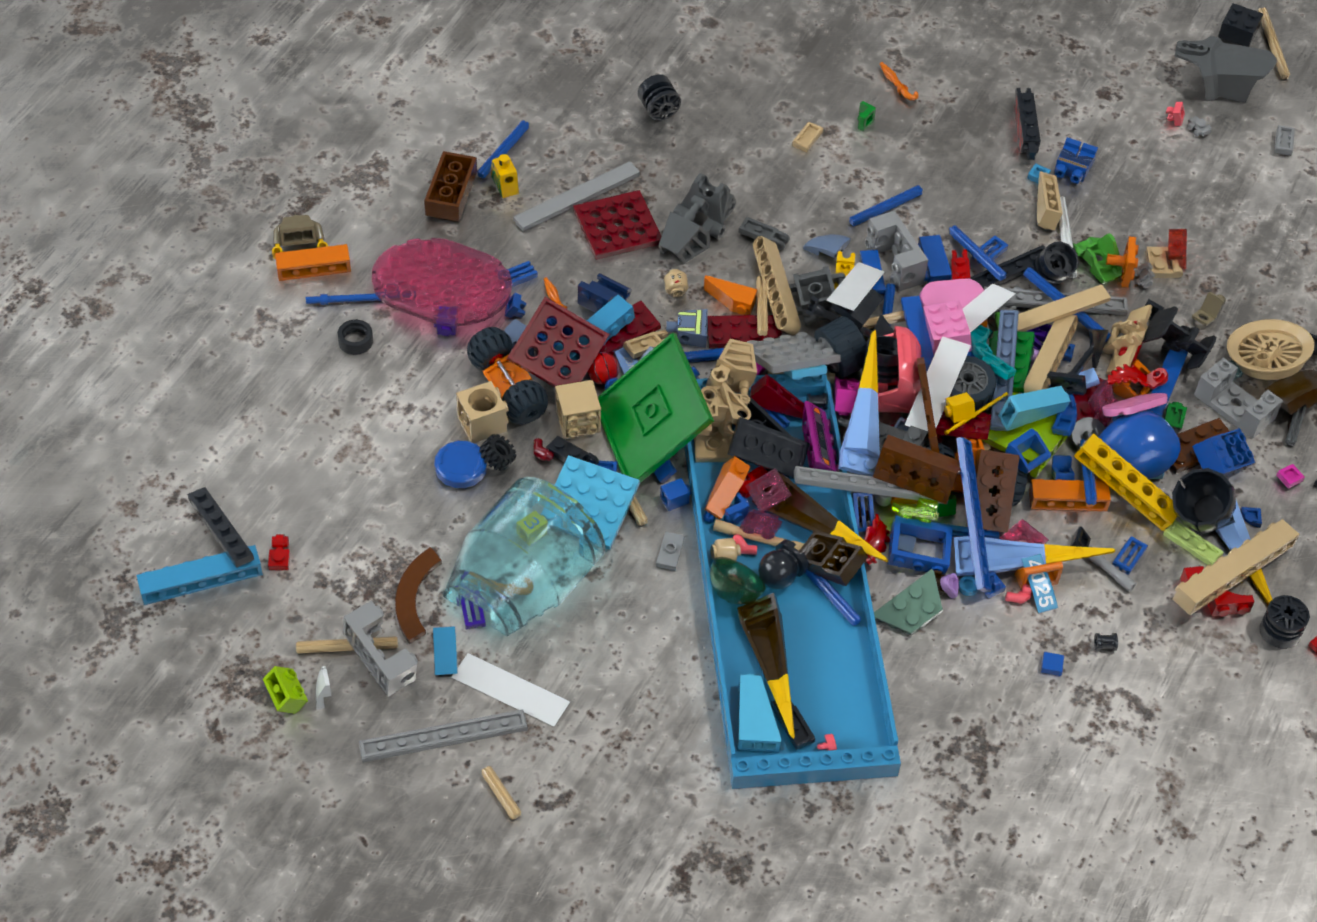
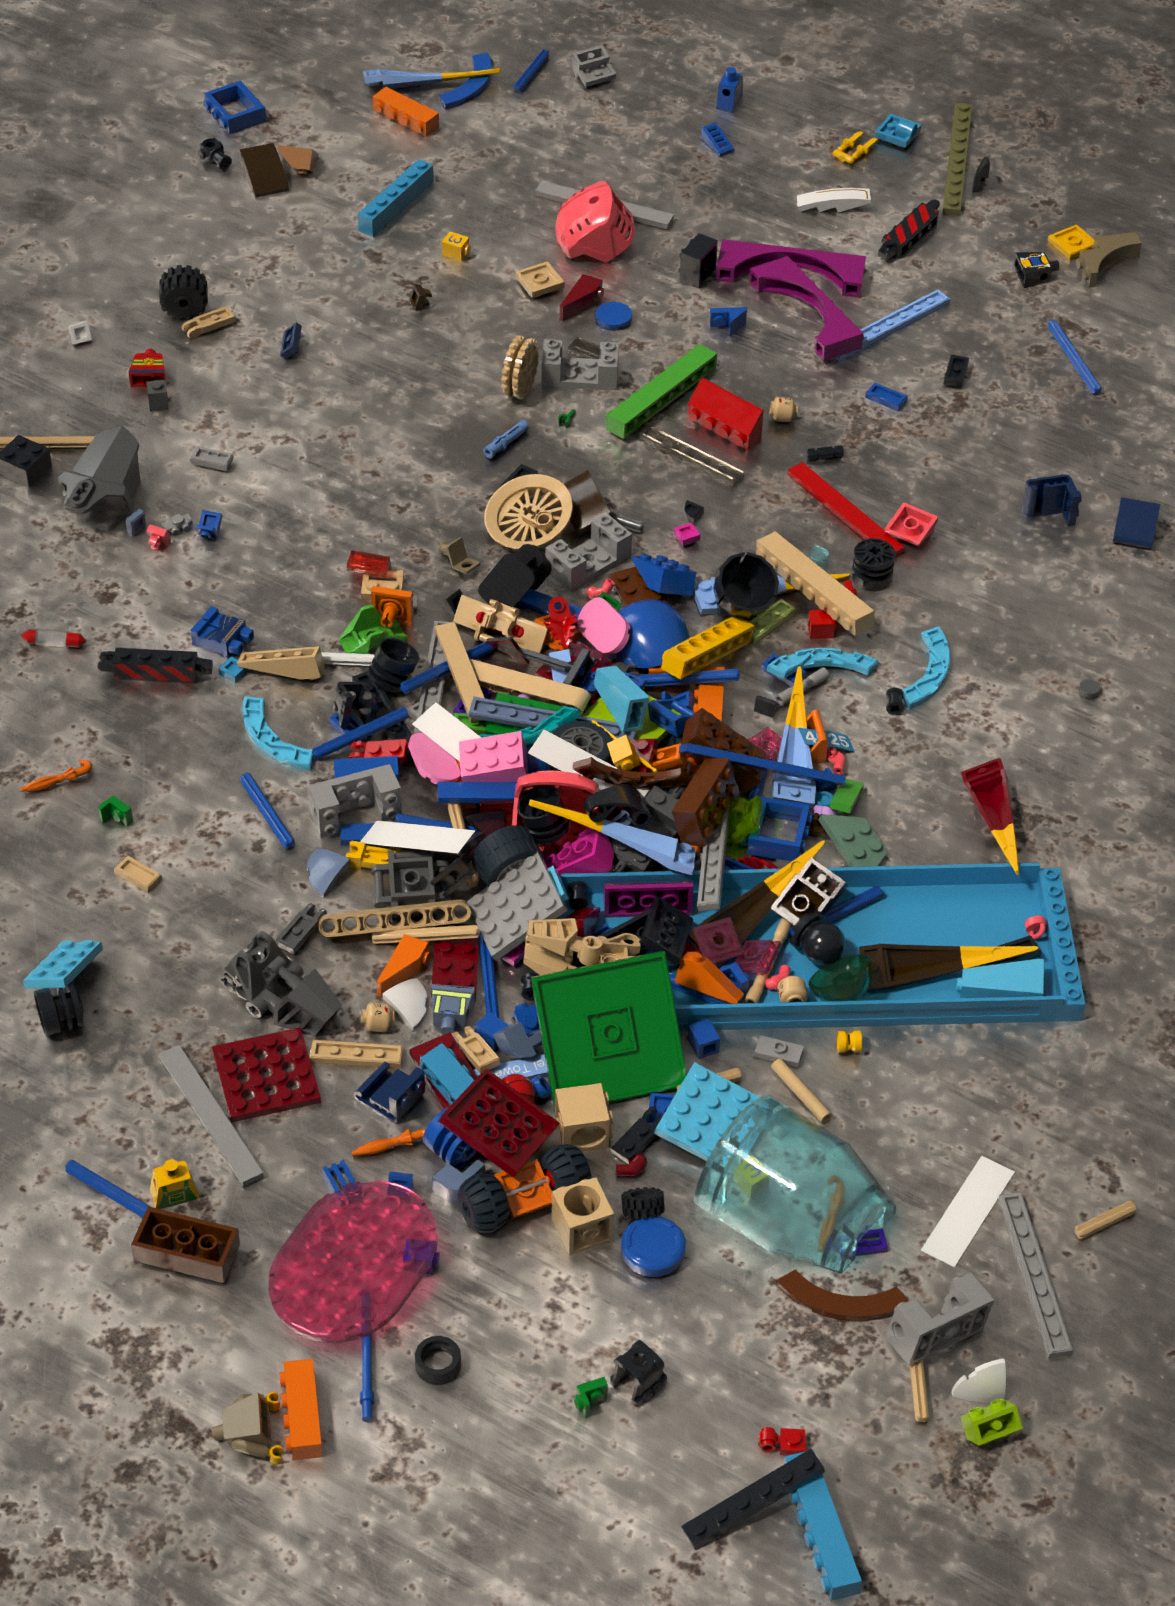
camera: 85 degrees left, 5 degrees down
(320, 424) = (590, 1392): none -> green bracket
(328, 454) = (647, 1377): none -> black piece
(445, 650) = (919, 1272): dark azure sticker -> none
(627, 566) = (801, 1091): none -> tan piece
(642, 275) = (355, 1053): none -> tan tile
(681, 596) = (849, 1041): none -> yellow wheel
(696, 299) = (409, 1001): none -> white brick
(698, 93) = (63, 964): none -> medium azure plate
(895, 402) = (624, 795): none -> black panel
(968, 198) = (268, 741): none -> medium azure tile
(969, 596) = (846, 796): none -> bright green tile
(997, 712) = (991, 794): none -> dark red plate
(1001, 234) = (363, 700): none -> black piece
(1045, 64) = (53, 638): none -> piece
(1052, 664) = (919, 747): blue tile -> none
(1150, 580) = (818, 657): none -> medium azure tile
(1160, 681) = (936, 671): none -> medium azure tile
(1165, 815) = (1089, 688): none -> dark grey tile
(1190, 98) = (135, 522): none -> sand blue tile
(1194, 412) = (606, 587): none -> coral arm
(1200, 144) = (209, 524): none -> blue bracket
(1293, 583) = (818, 555): none -> clear light blue tile

